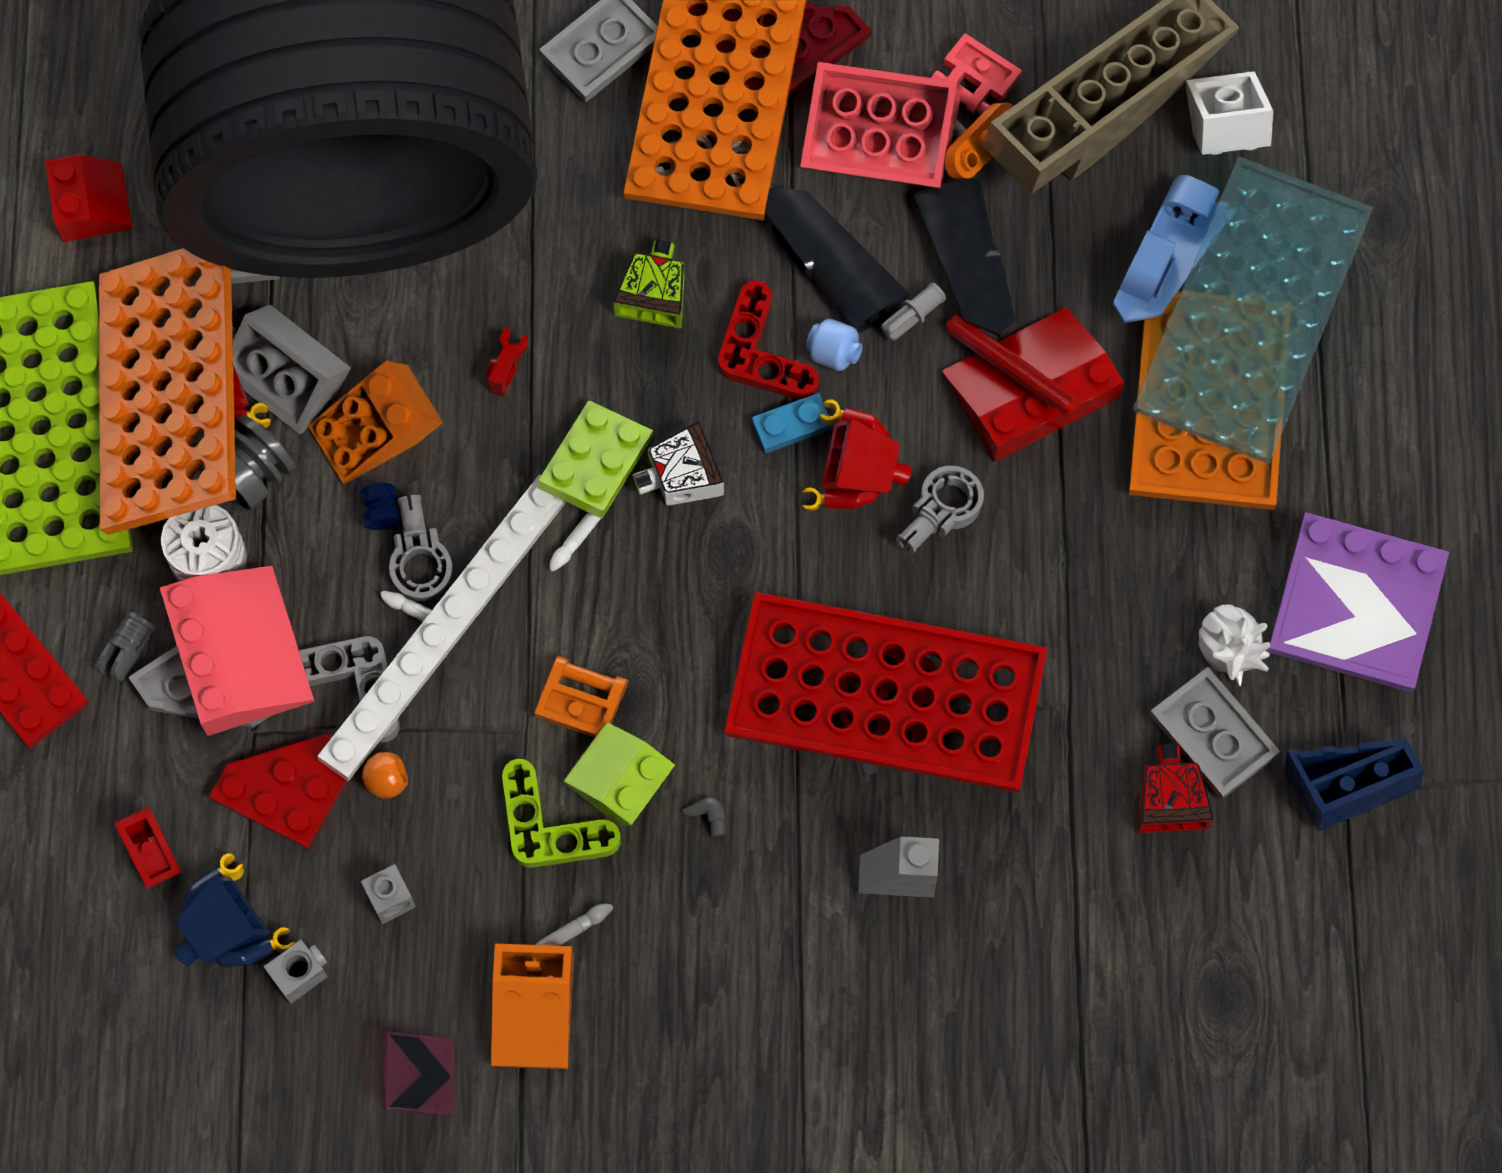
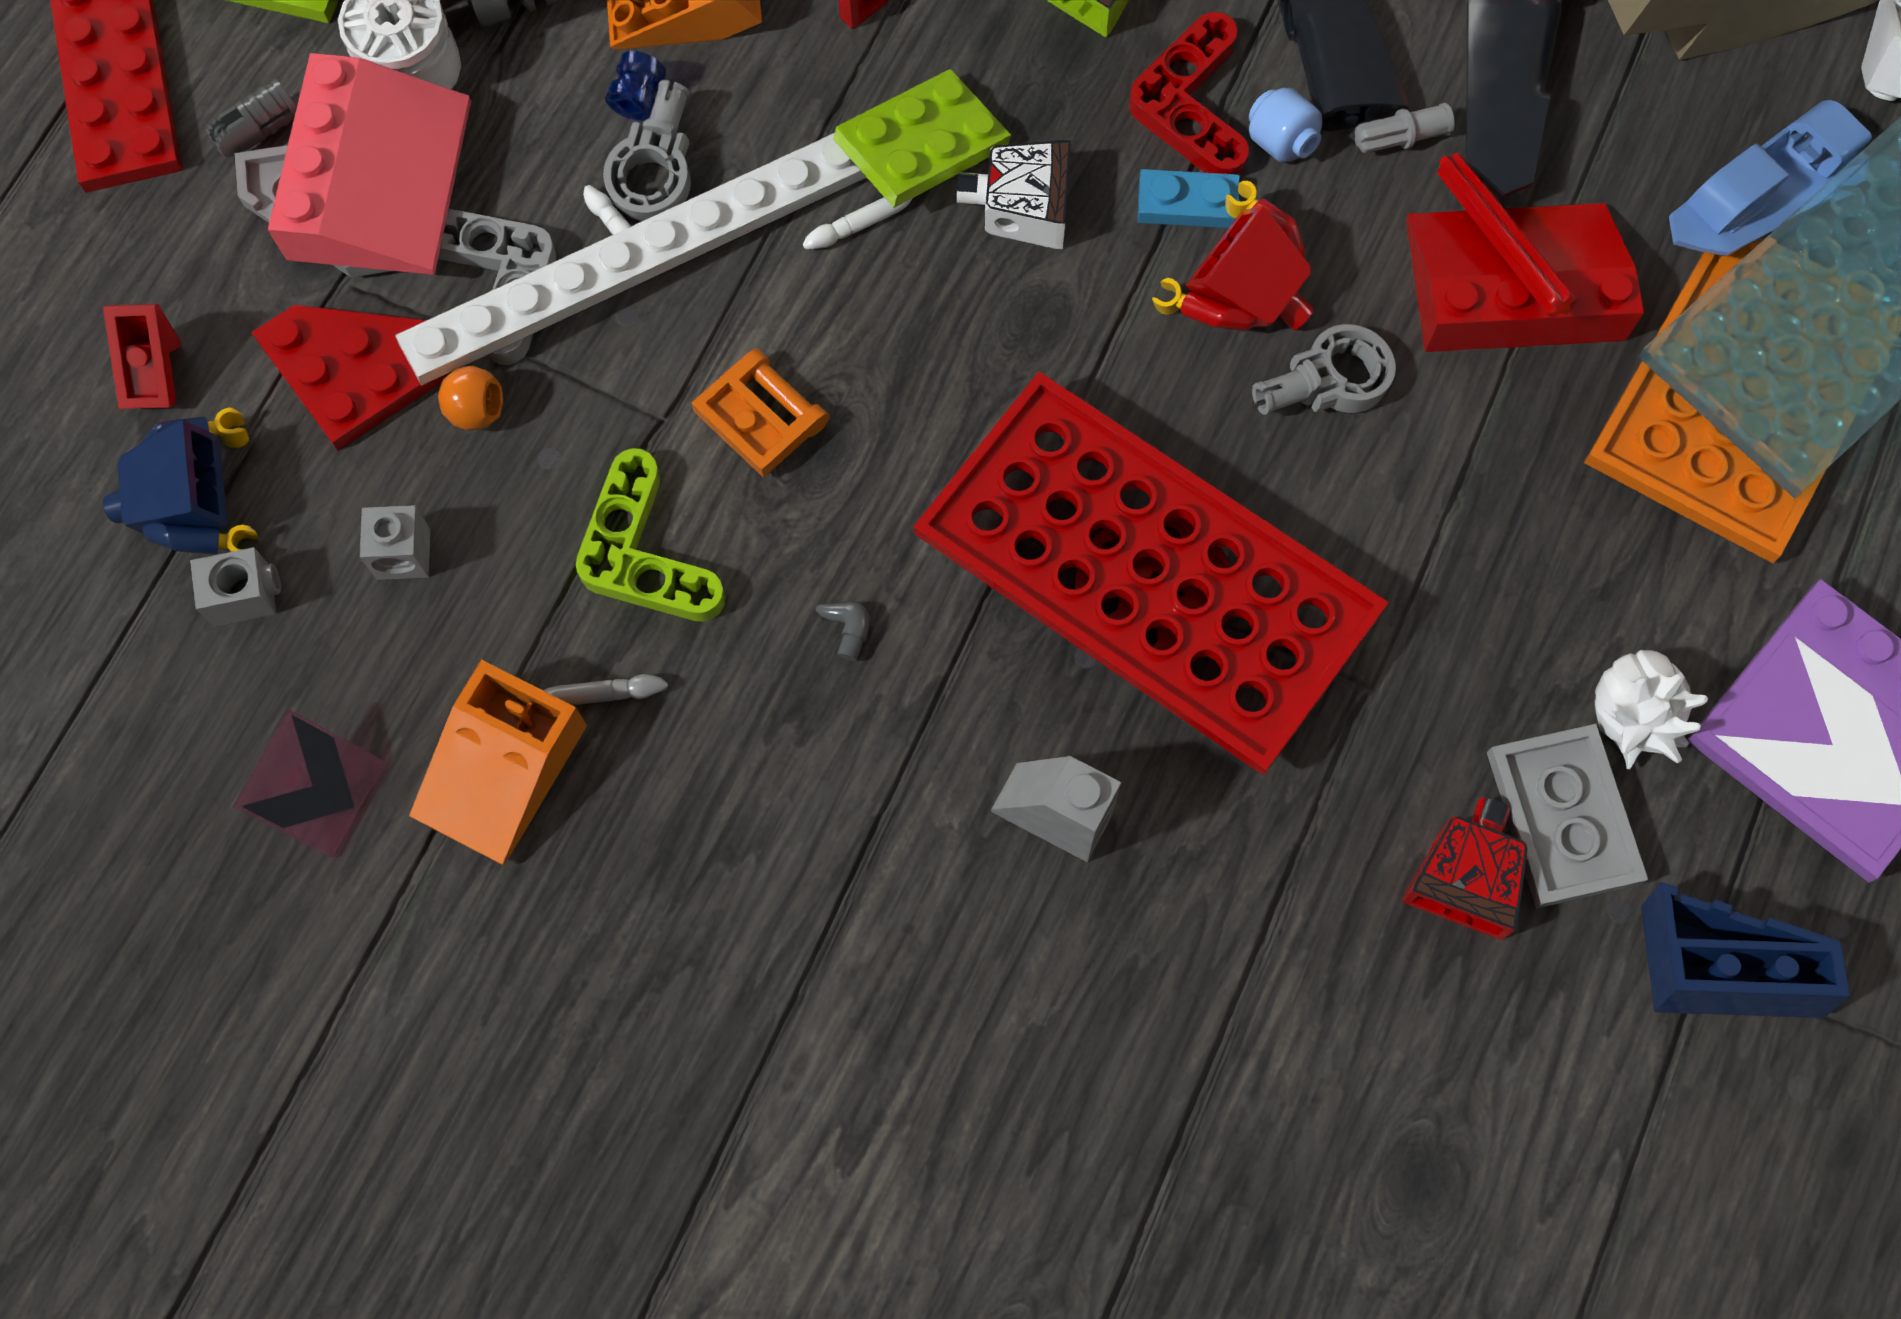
camera: 25 degrees right, 0 degrees up
(618, 774) = (754, 521): lime slope -> none

